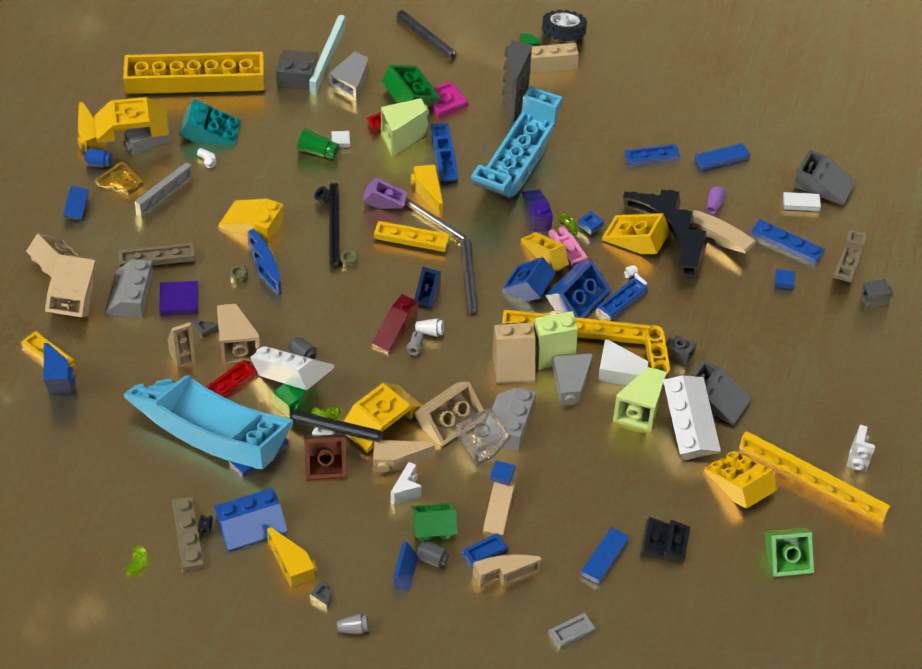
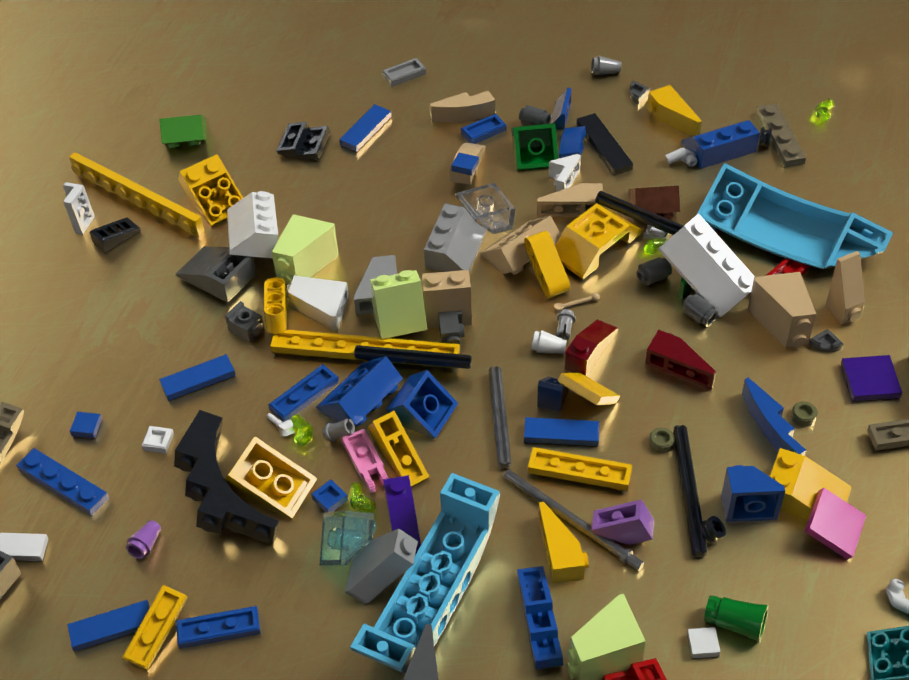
camera: 175 degrees left, 0 degrees up
(238, 194) = (835, 523): none -> tile
(292, 506) = (683, 155): none -> white arm
(296, 202) = (750, 495): none -> blue slope
(330, 311) = (679, 359): none -> dark red slope
(335, 384) = (654, 271): none -> dark grey brick
(364, 529) = (605, 144): none -> black tile
(396, 523) = (572, 141): none -> blue slope
(400, 279) = (588, 388): none -> yellow tile
(414, 264) = (561, 431): none -> blue tile
(419, 364) = (558, 307): none -> tan hinge
(428, 381) = (547, 264): none -> yellow beam
(535, 309) = (414, 356): none -> black axle
(549, 169) = (380, 565): none -> light grey slope
(574, 185) = (345, 536): none -> clear light blue slope
(599, 265) = (333, 431): none -> light grey pin
(616, 269) = (304, 431): none -> clear neon green arm
(691, 149) = (155, 627): none -> yellow tile
(708, 312) = (197, 377): none -> blue tile
(723, 233) = (153, 484): tan slope -> none
(726, 268) = (157, 439): none -> white tile
(825, 429) = (108, 236): none -> black slope

